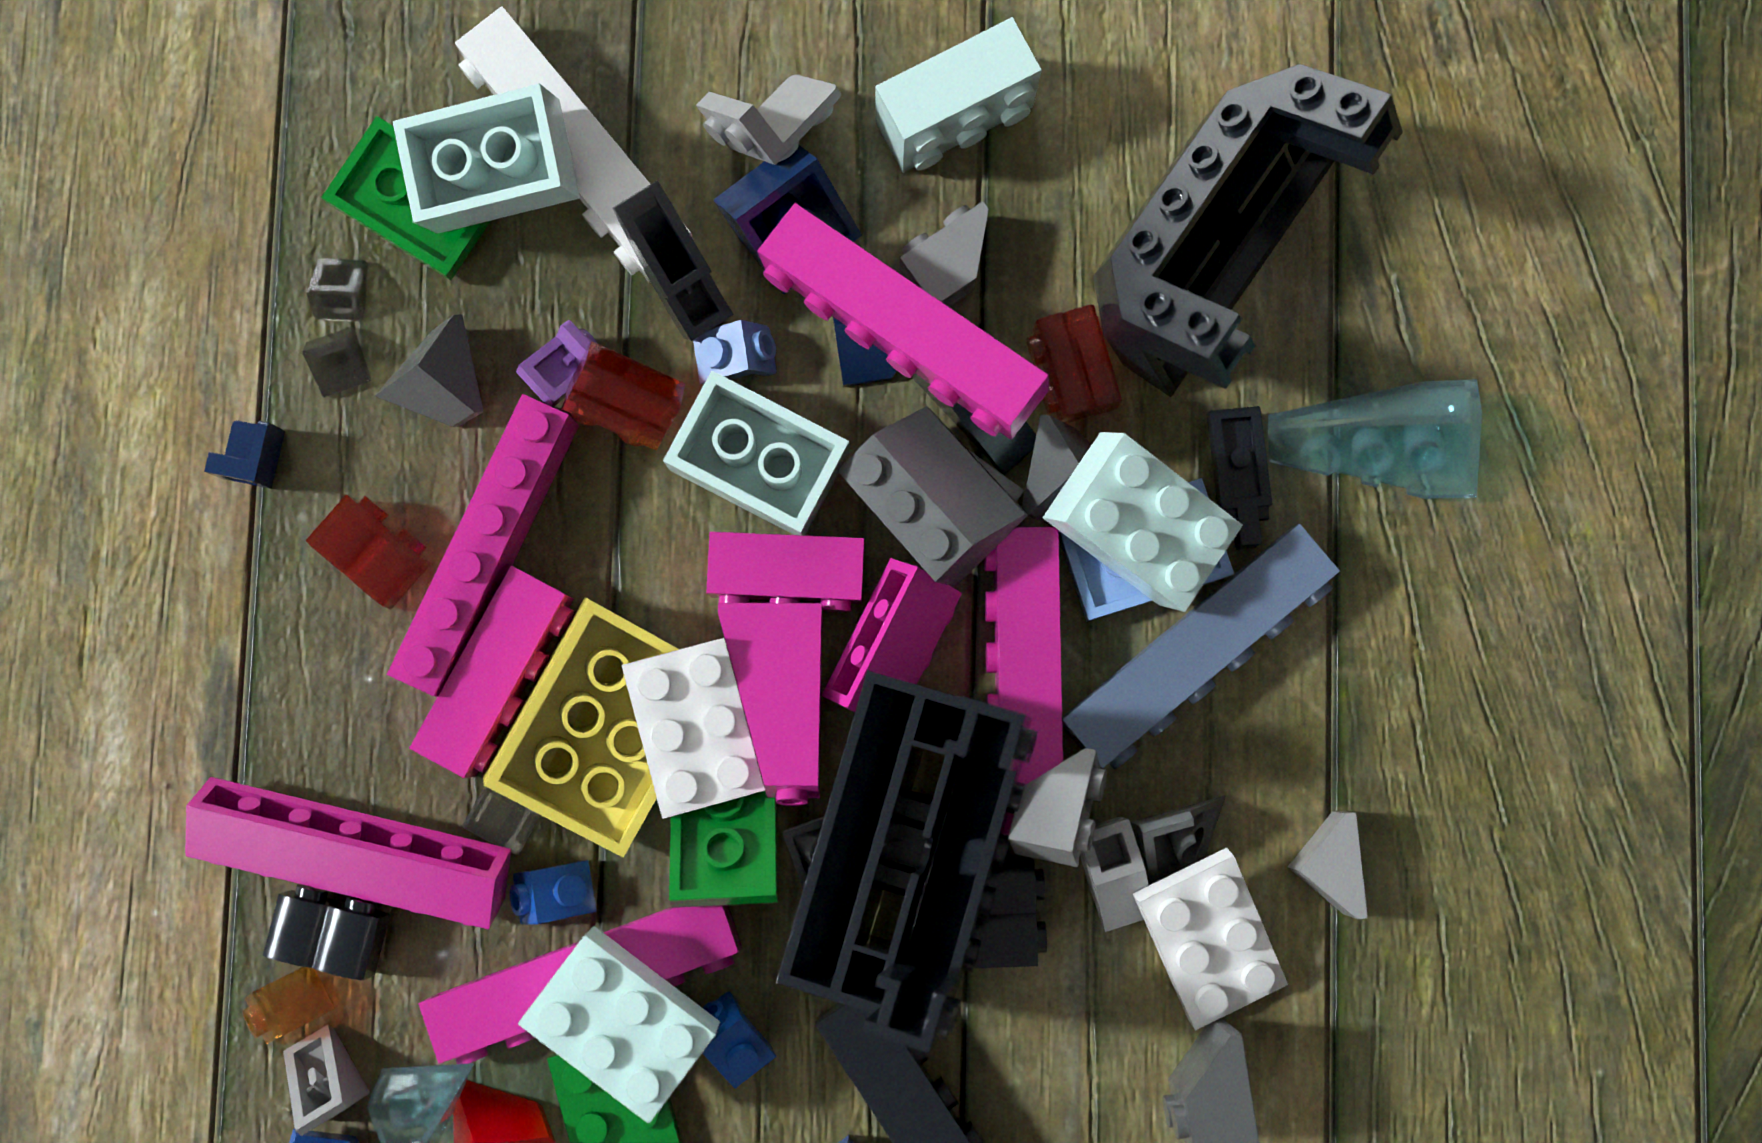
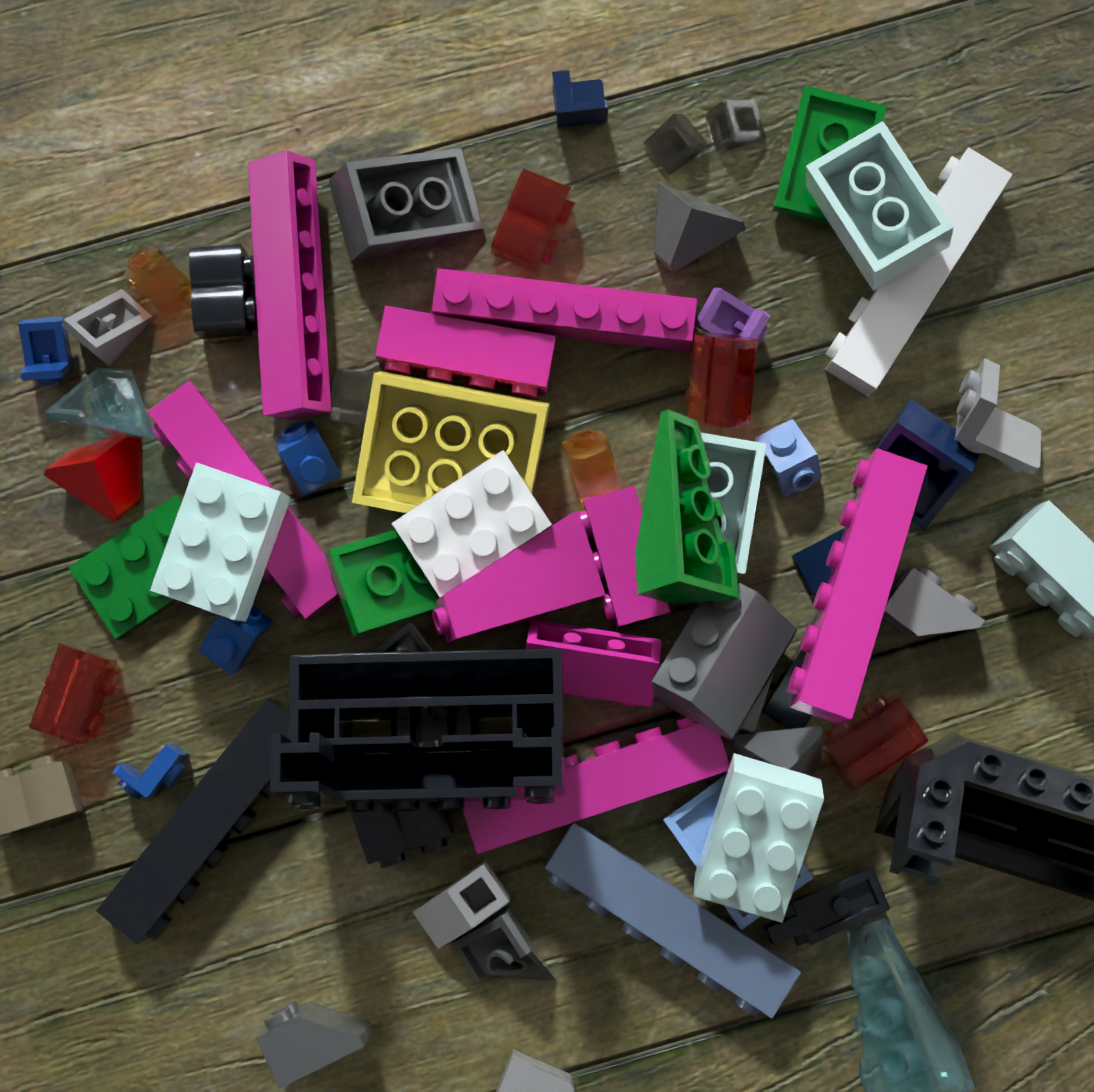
camera: 75 degrees right, 0 degrees up
(296, 690) = (404, 202): none -> dark grey slope
(669, 572) = (591, 463): none -> clear orange bracket
(672, 261) = (845, 382): black slope -> none
(786, 499) = (679, 532): none -> green wedge
(1056, 811) = (497, 840): light grey slope -> none
(1210, 938) = (433, 1001): white plate -> none

